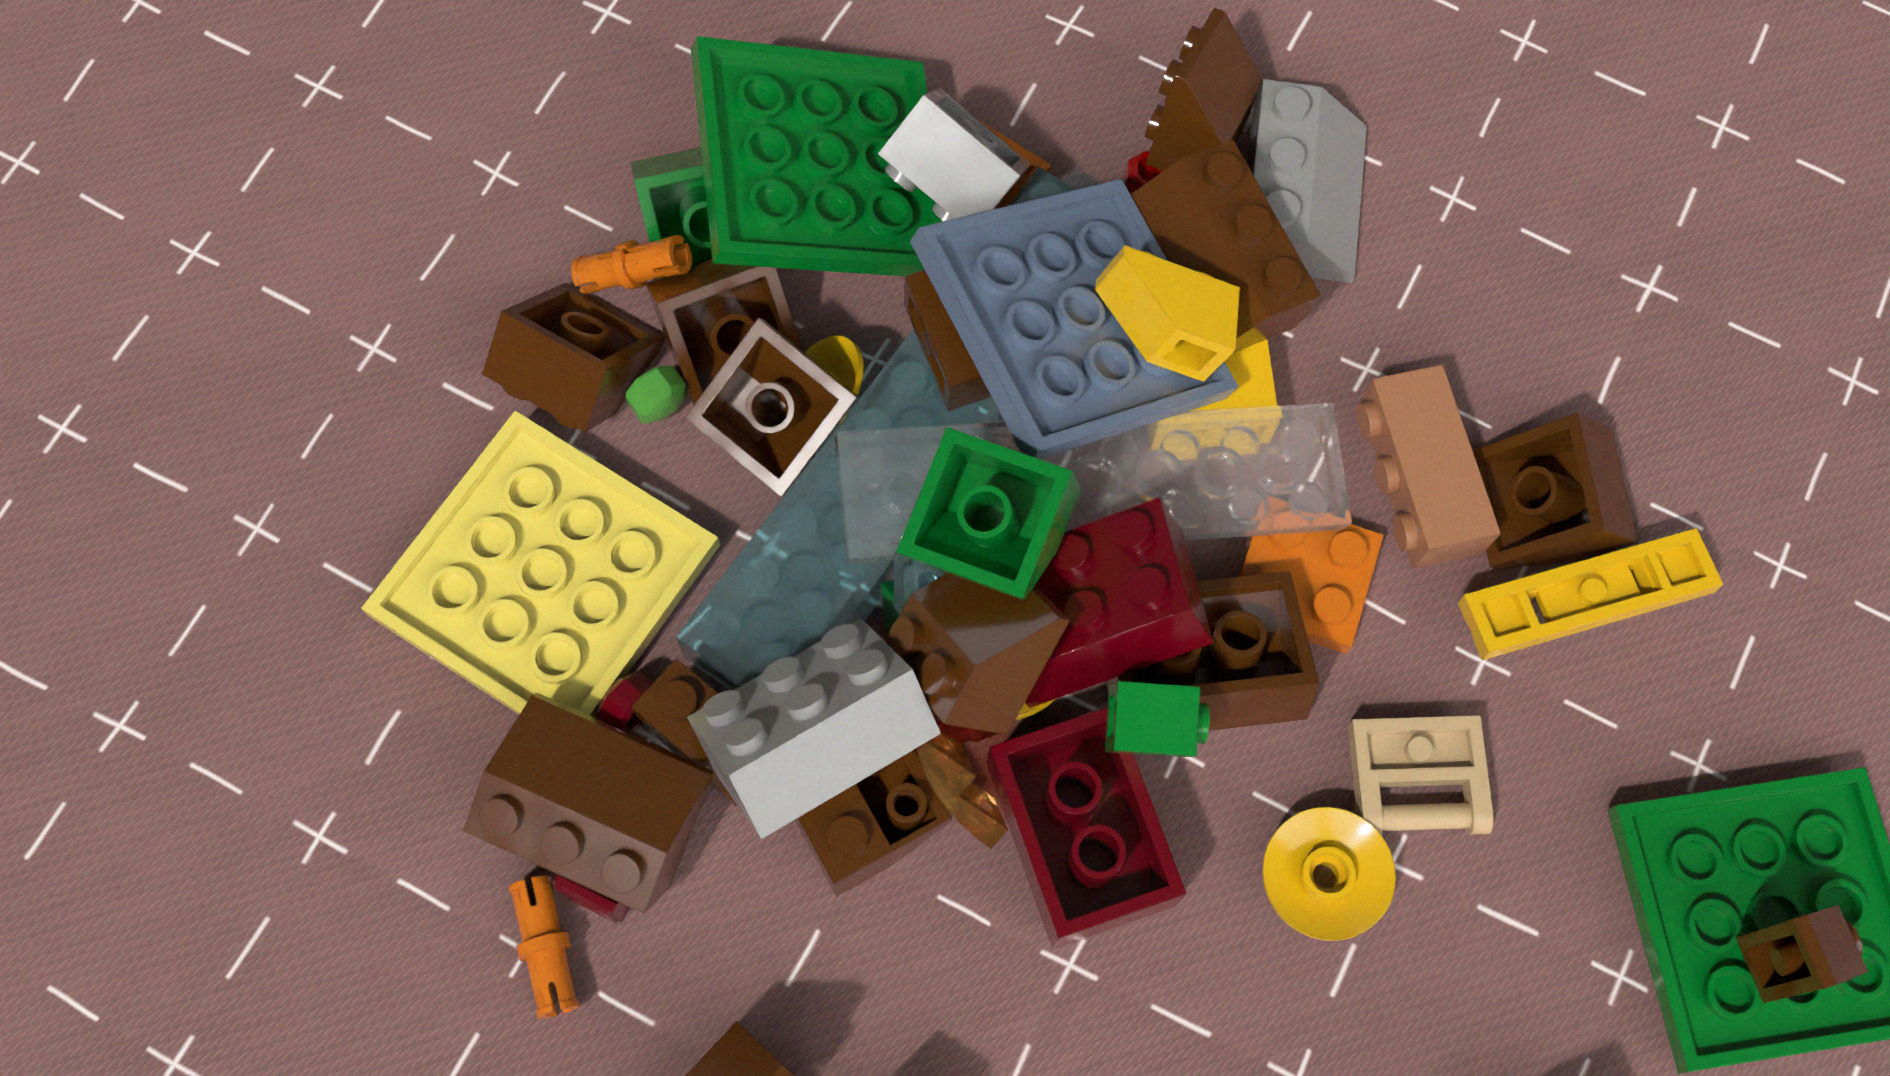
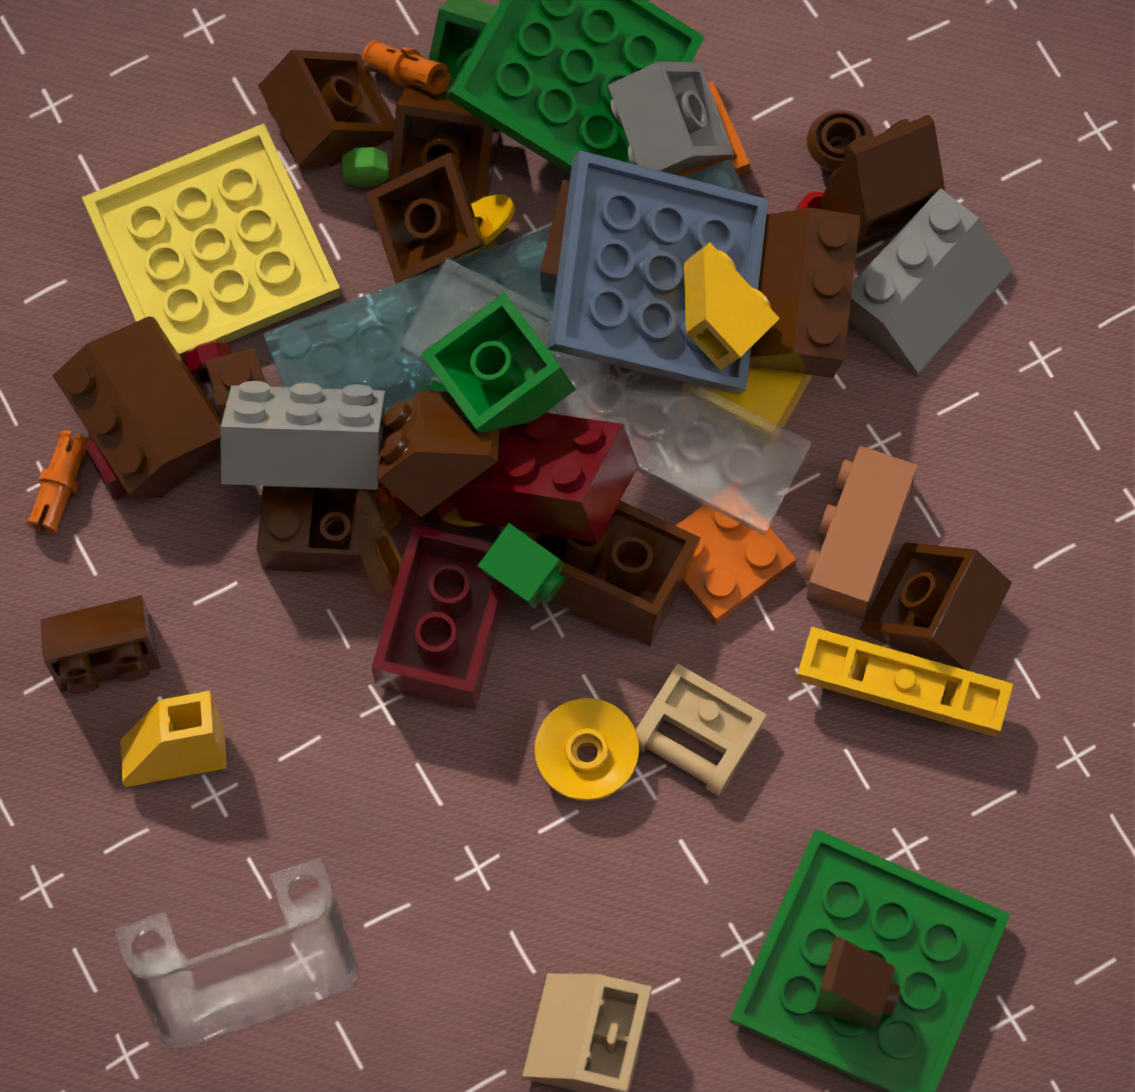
camera: 40 degrees right, 0 degrees up
(1123, 94) = (832, 134): none -> reddish brown cone

